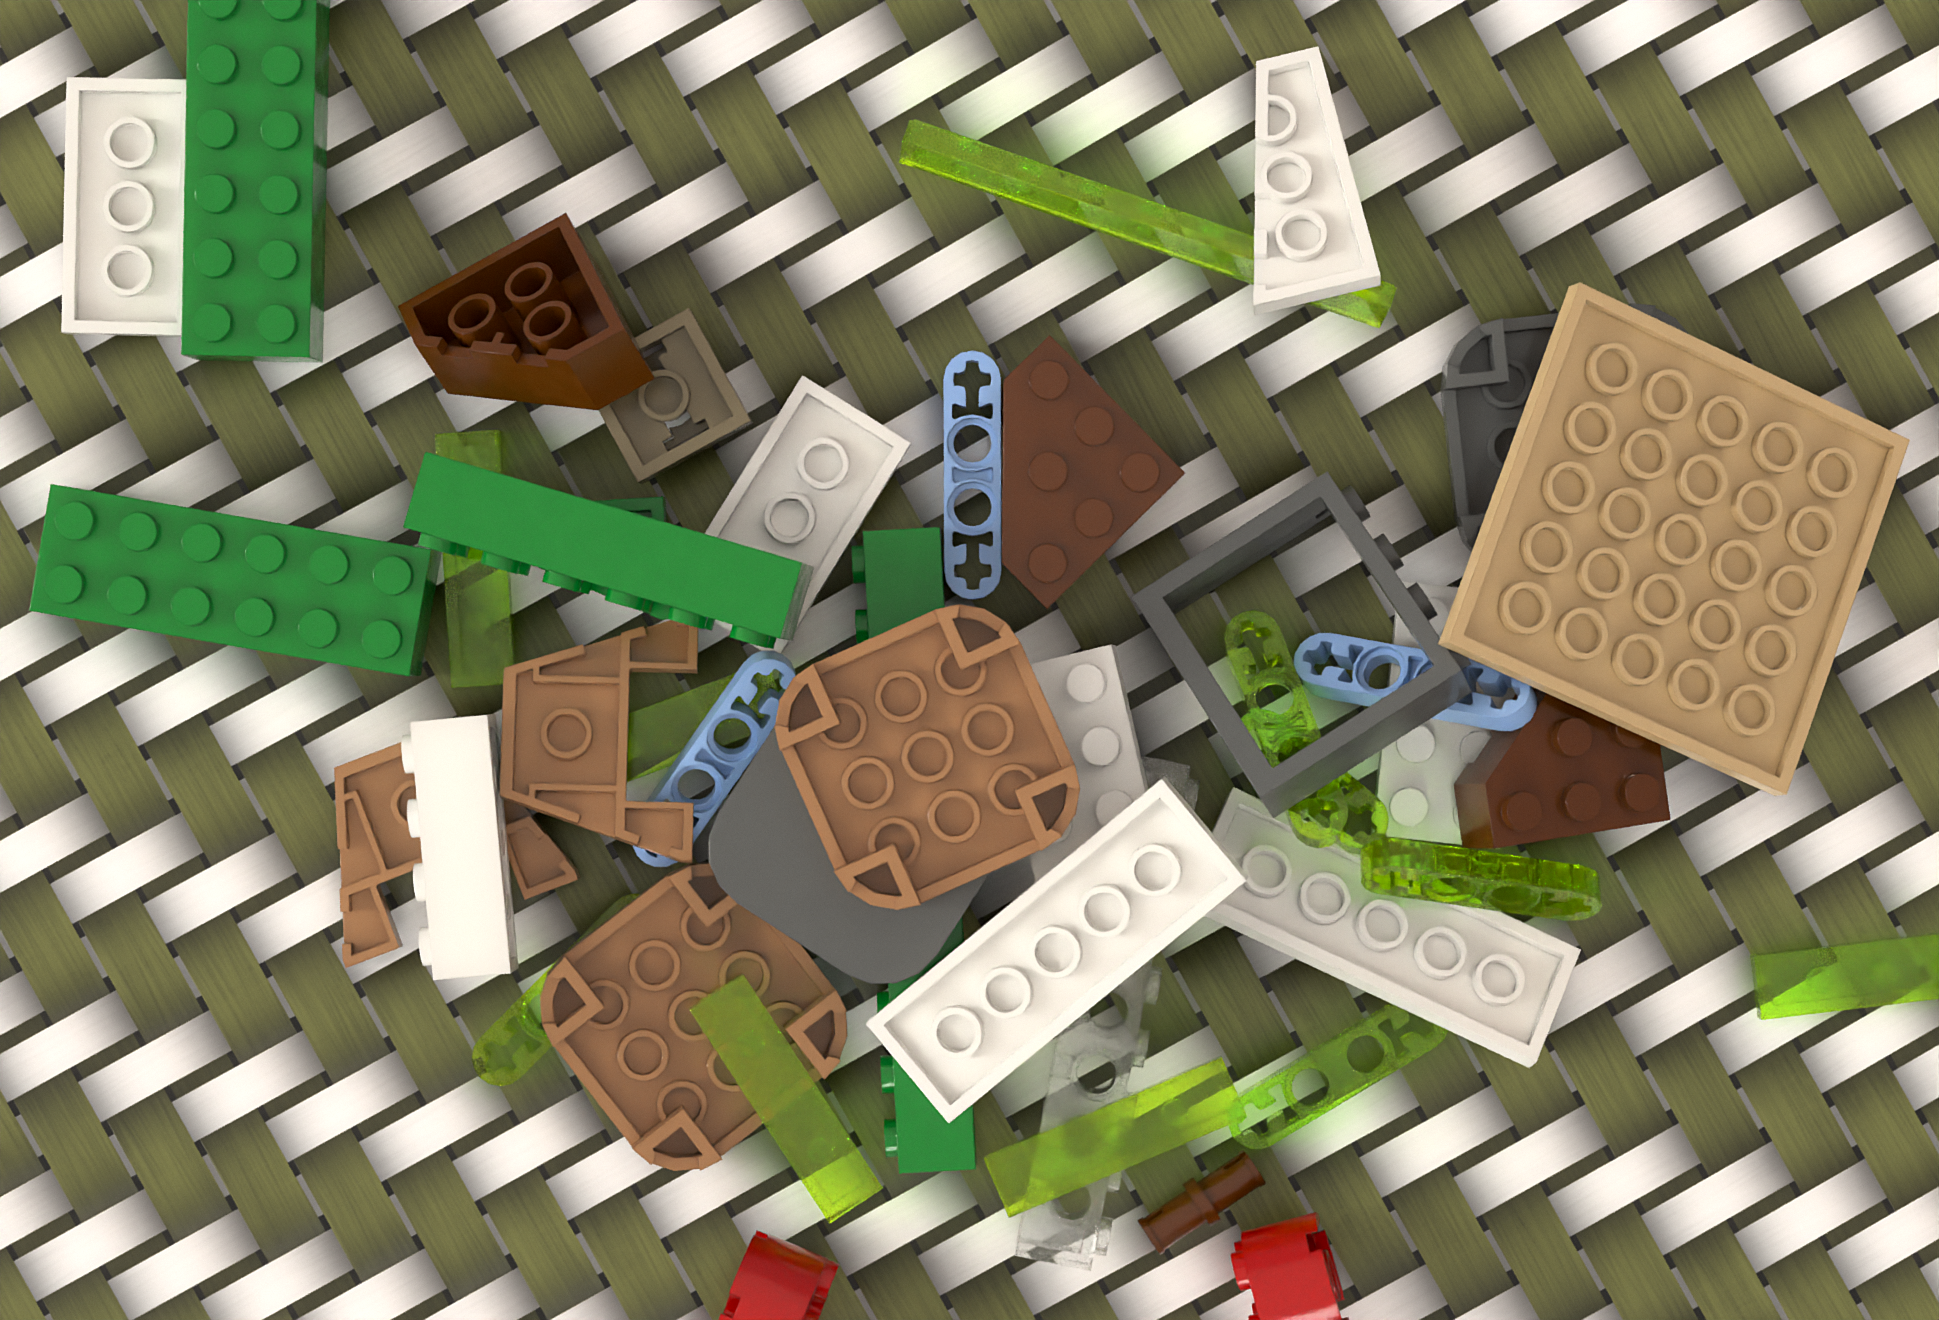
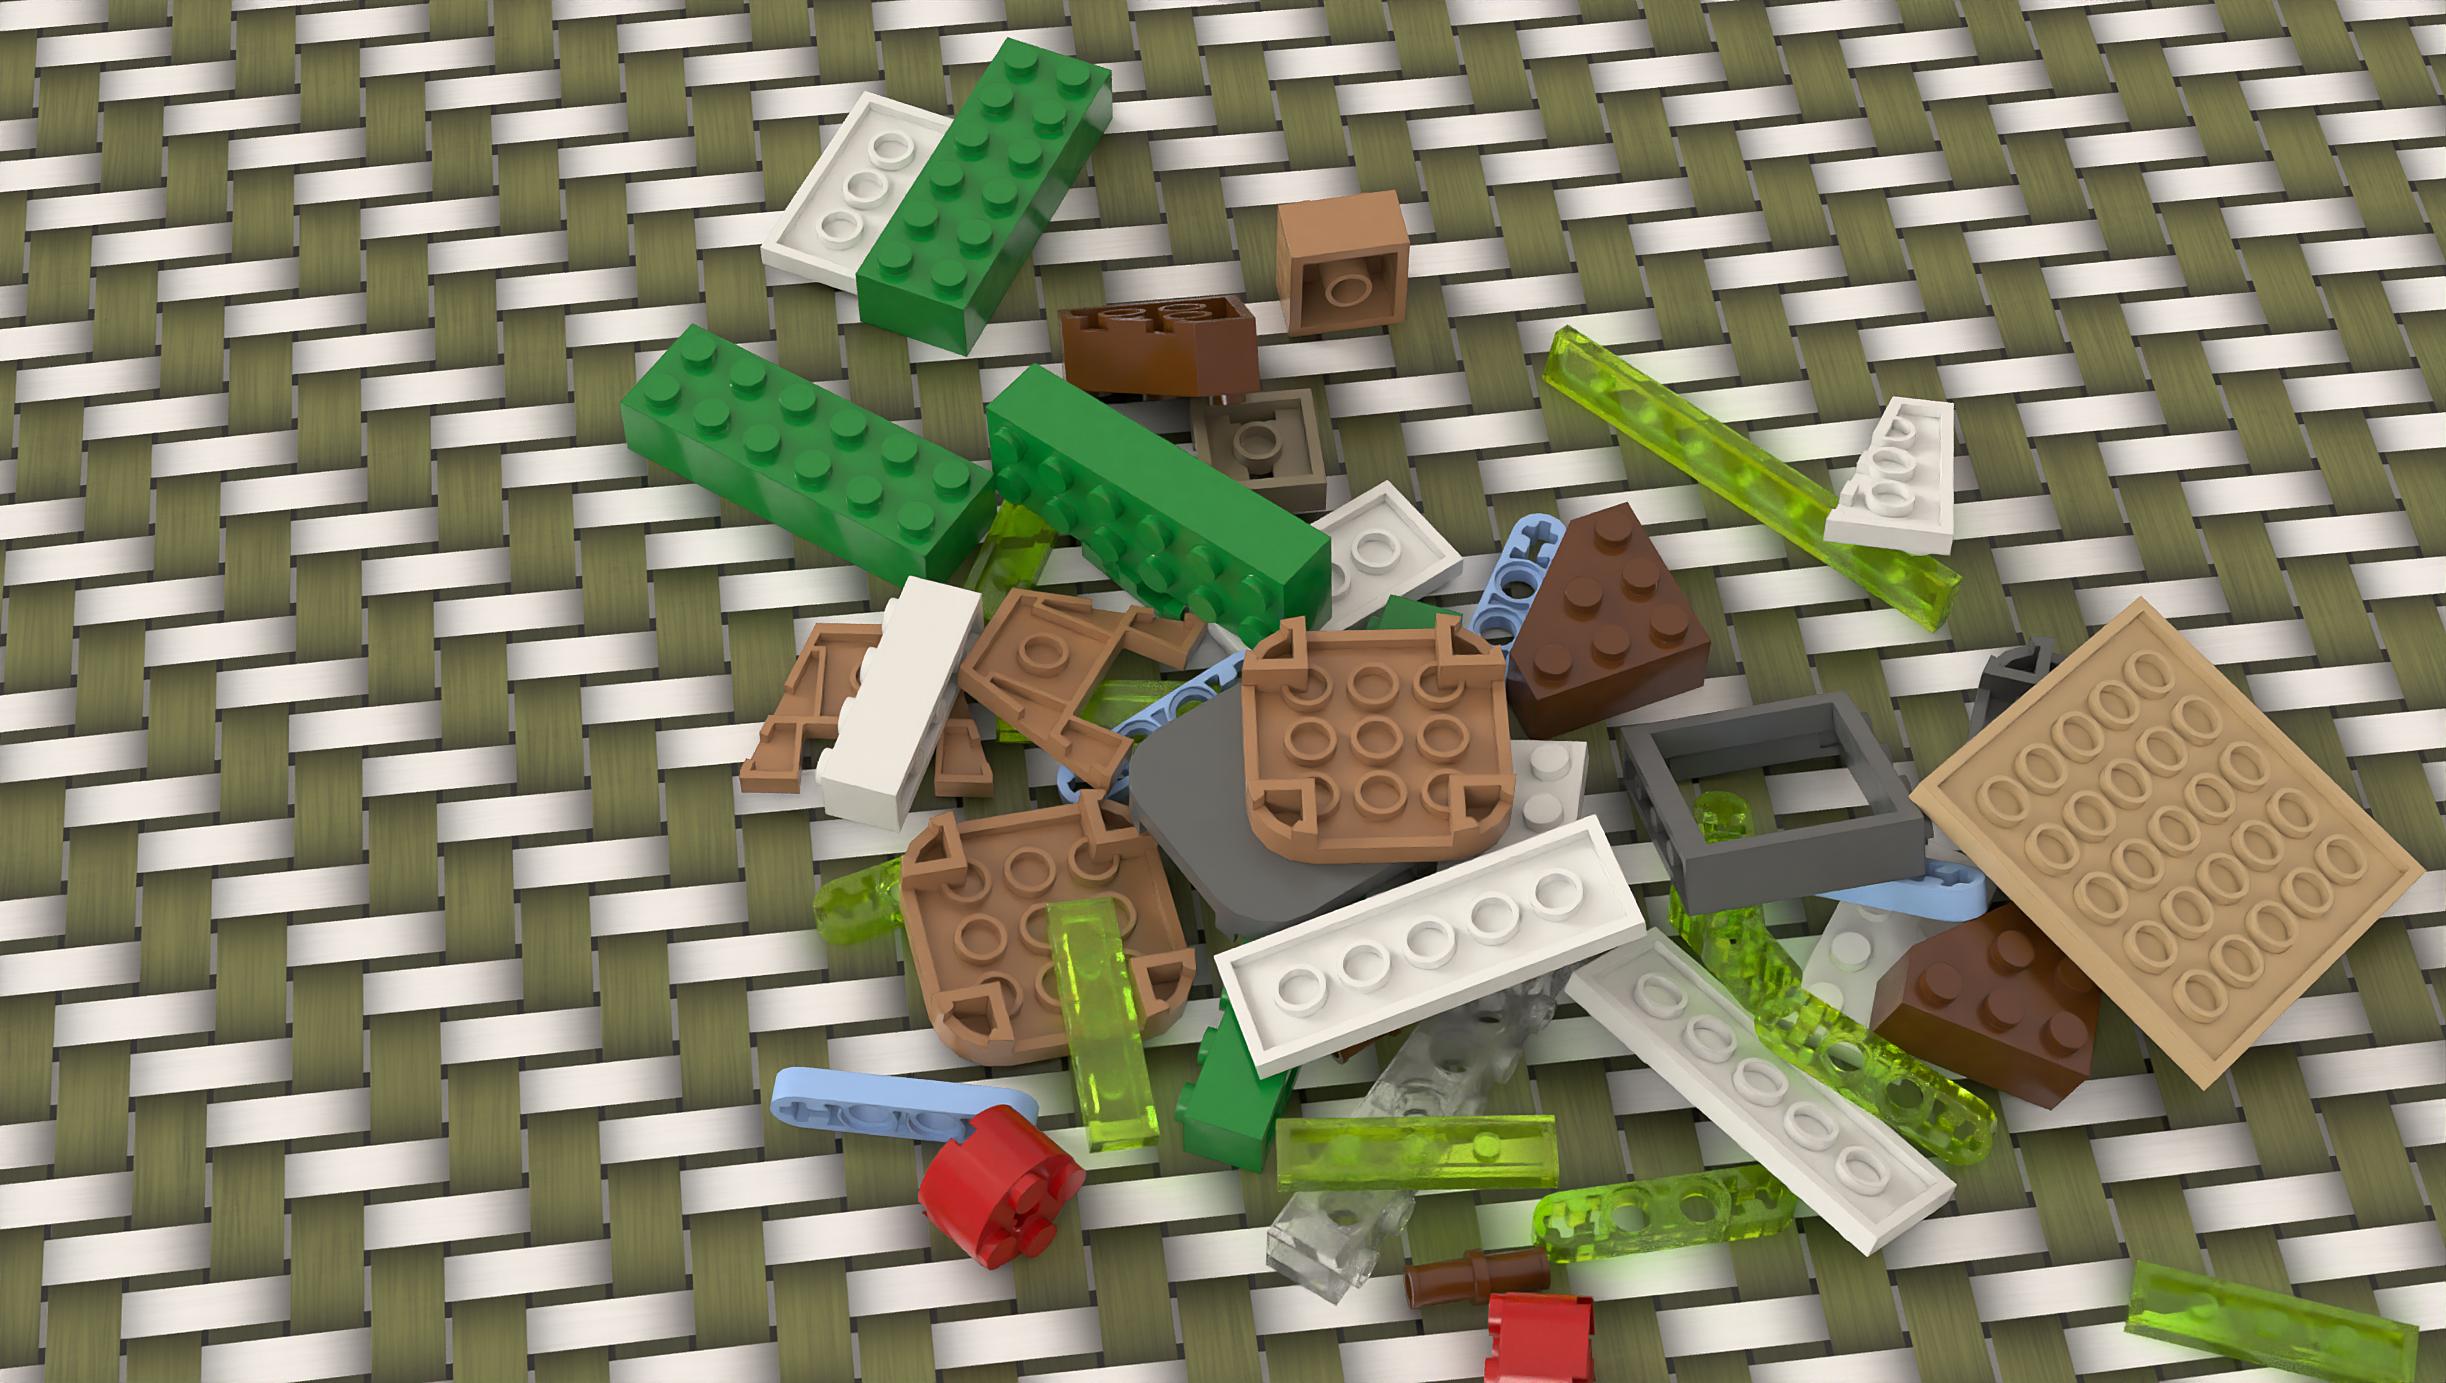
camera: 25 degrees right, 35 degrees down
(649, 1239) = (887, 1104): none -> light blue beam
(654, 129) = (1342, 263): none -> medium nougat brick

